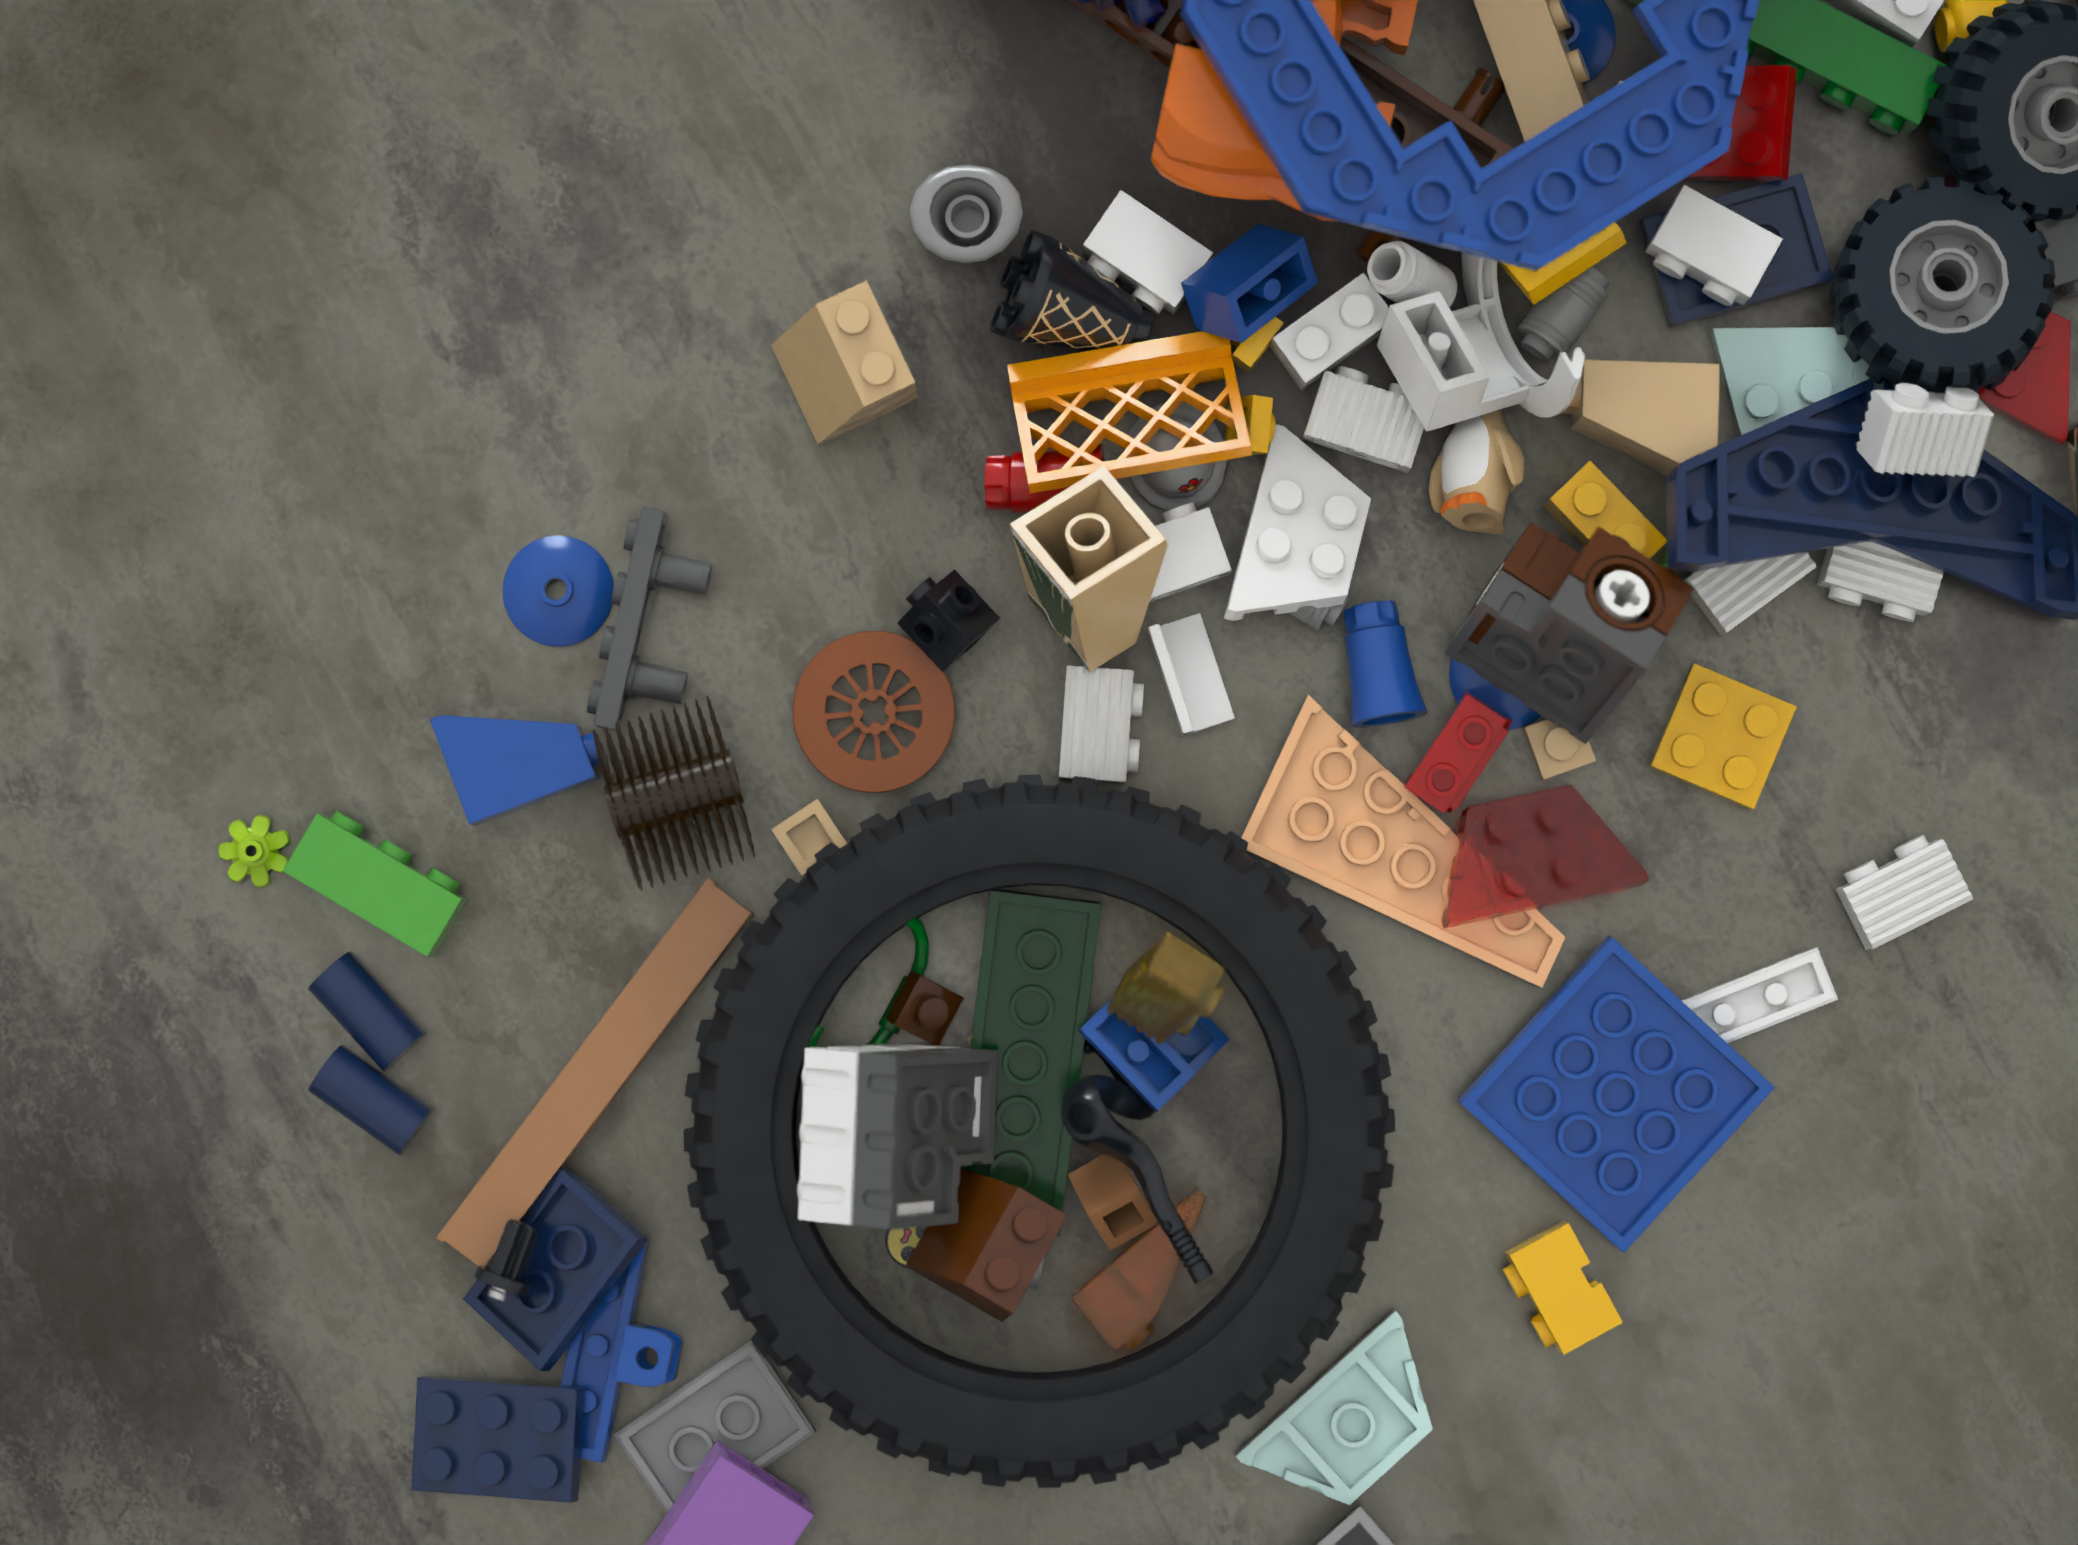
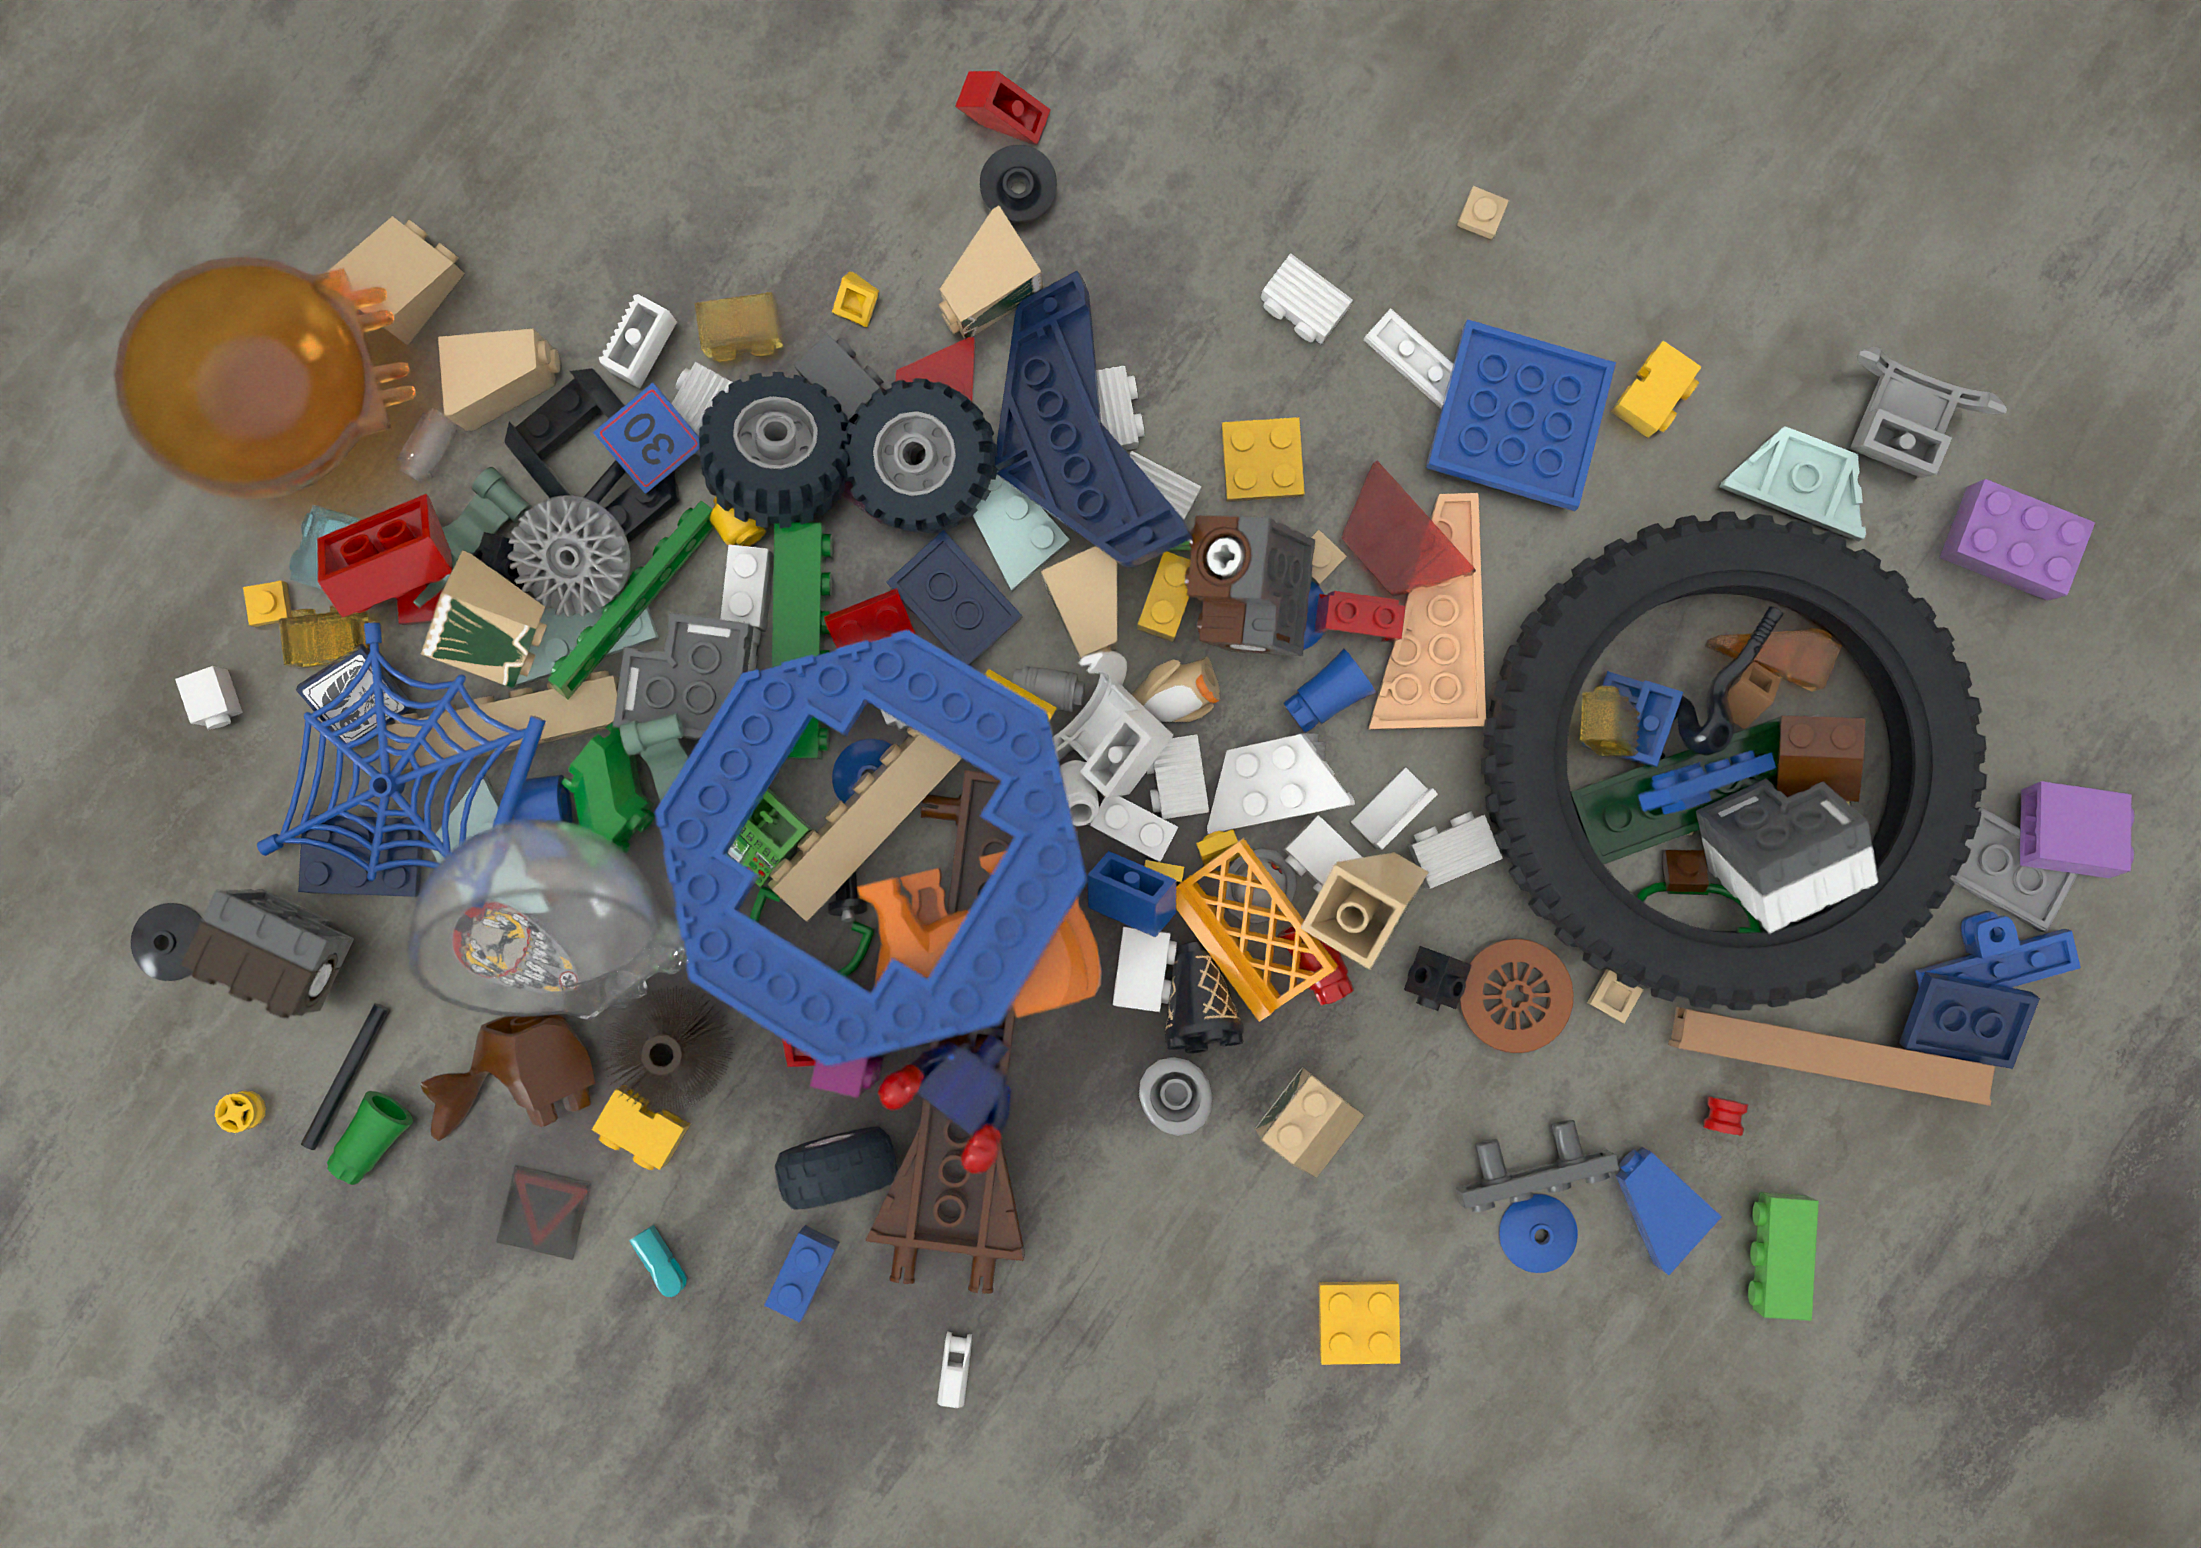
camera: 115 degrees left, 0 degrees up
(267, 854) = (1799, 1343): lime plant -> none
(366, 1010) = (1863, 1220): dark blue brick -> none
(370, 1099) = (1917, 1190): dark blue brick -> none
(497, 1439) = (2089, 1002): dark blue plate -> none
(509, 1261) = (1993, 1050): black piece -> none
(561, 307) = (1359, 1322): none -> yellow plate
(589, 899) = (1725, 1116): none -> red wheel
(672, 794) = (1628, 1082): dark brown piece -> none
(1036, 1056) = (1691, 786): none -> blue plate
(1712, 247) = (963, 613): white brick -> none
(1904, 1184) = (1482, 212): none -> tan plate
(1925, 431) = (1019, 421): white brick -> none

